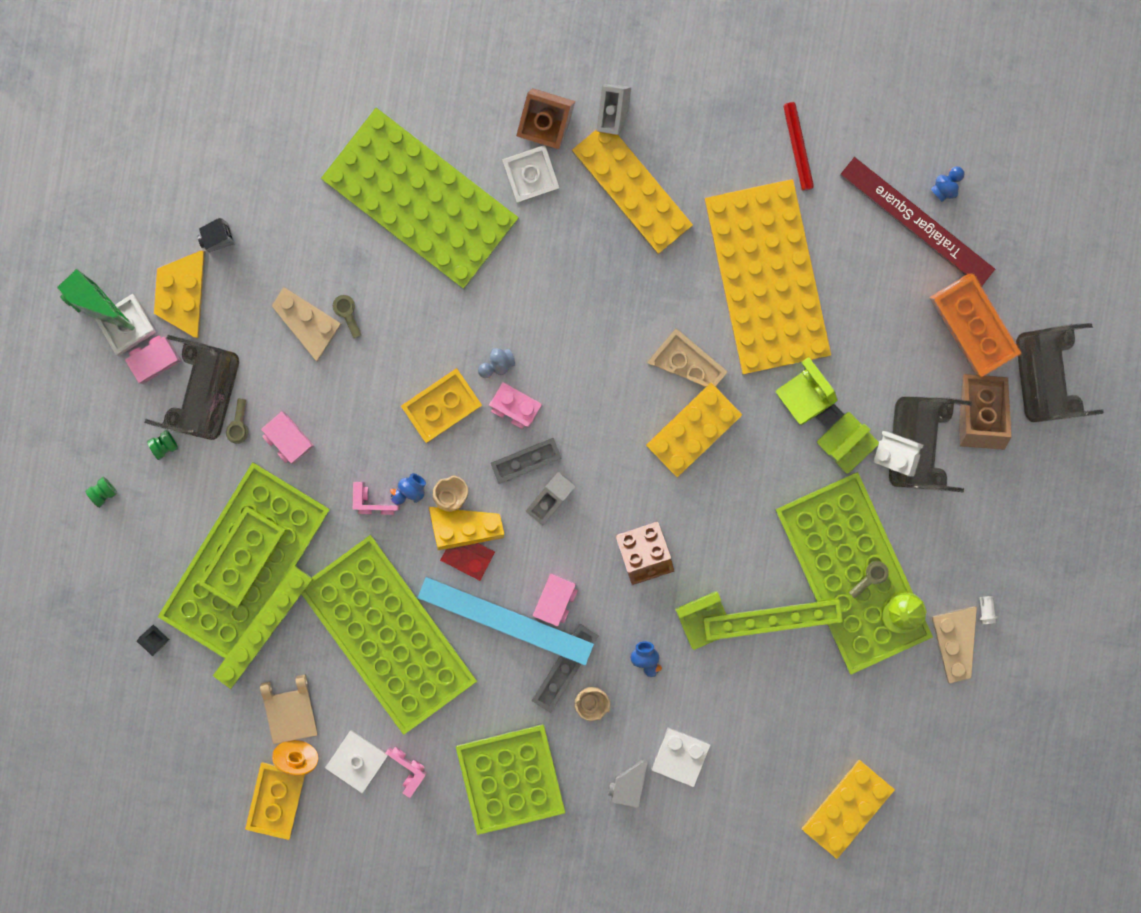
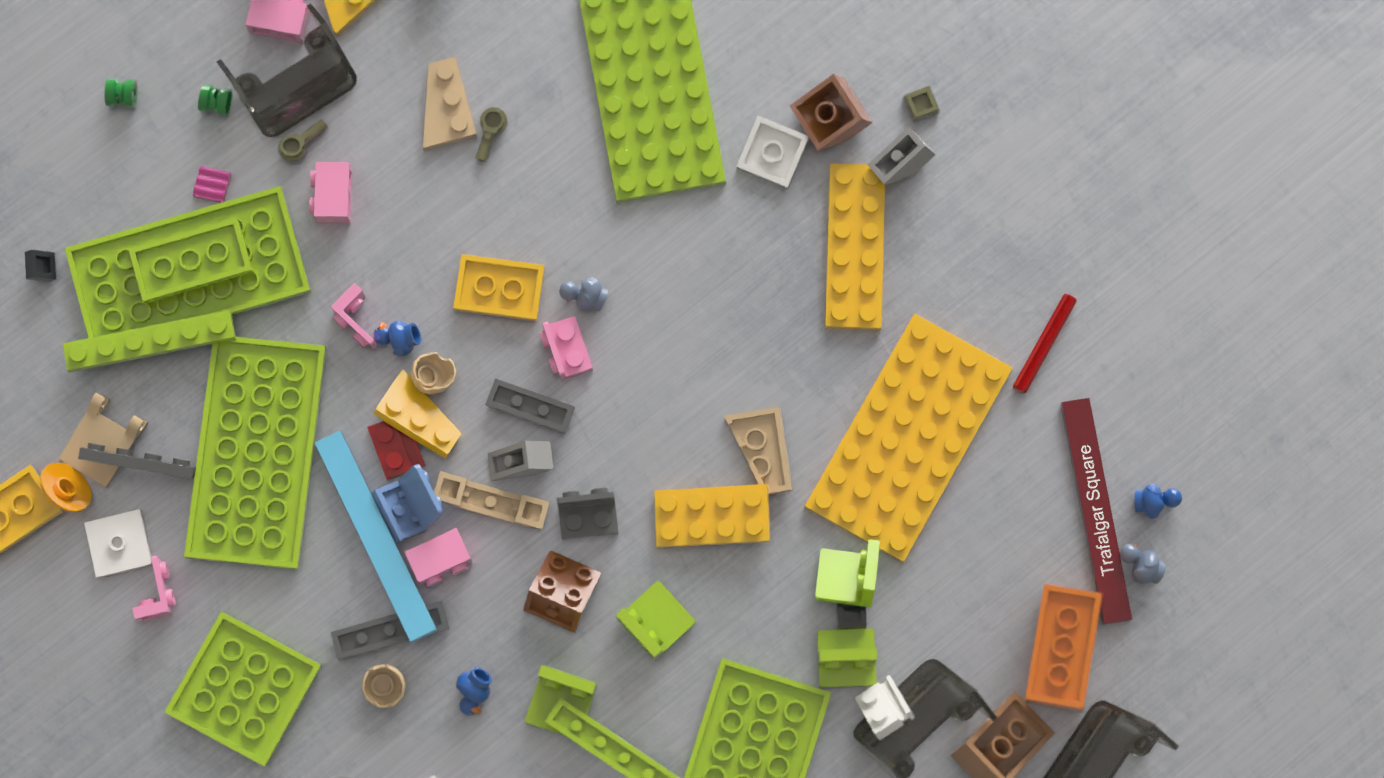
camera: 40 degrees right, 10 degrees down
(208, 497) = (212, 184): none -> dark pink piece
(315, 709) = (125, 458): none -> dark grey plate
(508, 585) = (409, 504): none -> medium blue bracket
(555, 538) = (491, 501): none -> tan slope
(593, 62) = (921, 104): none -> olive tile
(621, 495) = (587, 514): none -> dark grey bracket
(716, 521) = (656, 620): none -> lime bracket
(975, 228) = (1146, 564): none -> sand blue animal

